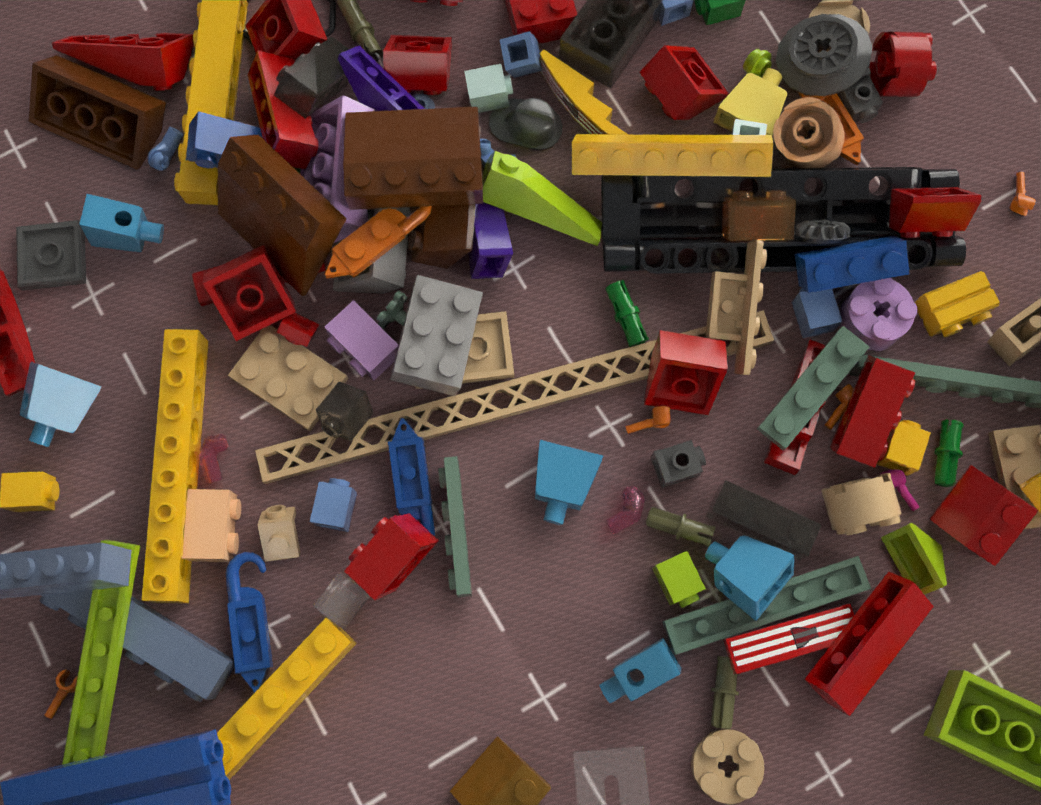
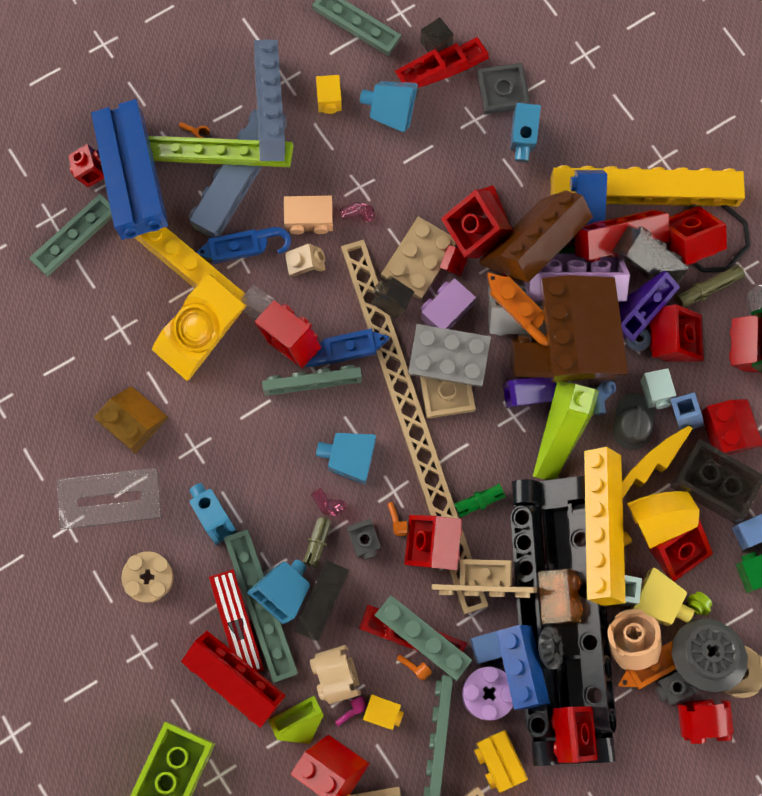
camera: 85 degrees right, 0 degrees up
(94, 110) = (616, 105): reddish brown slope -> none
(143, 61) = (660, 132): red wedge -> none
(162, 153) = (587, 156): medium blue arm -> none
(174, 464) = (353, 186): yellow brick -> none
(333, 505) = (325, 295): medium blue brick -> none
(370, 687) = (198, 326): none -> yellow slope
(394, 311) = (470, 326): sand green plant -> none
(655, 88) = (664, 515): none -> yellow slope
(679, 580) = (277, 540): lime brick -> none
(724, 694) = (194, 574): olive axle -> none
(873, 411) = (407, 685): red brick -> none
(948, 453) = (380, 749): green axle -> none

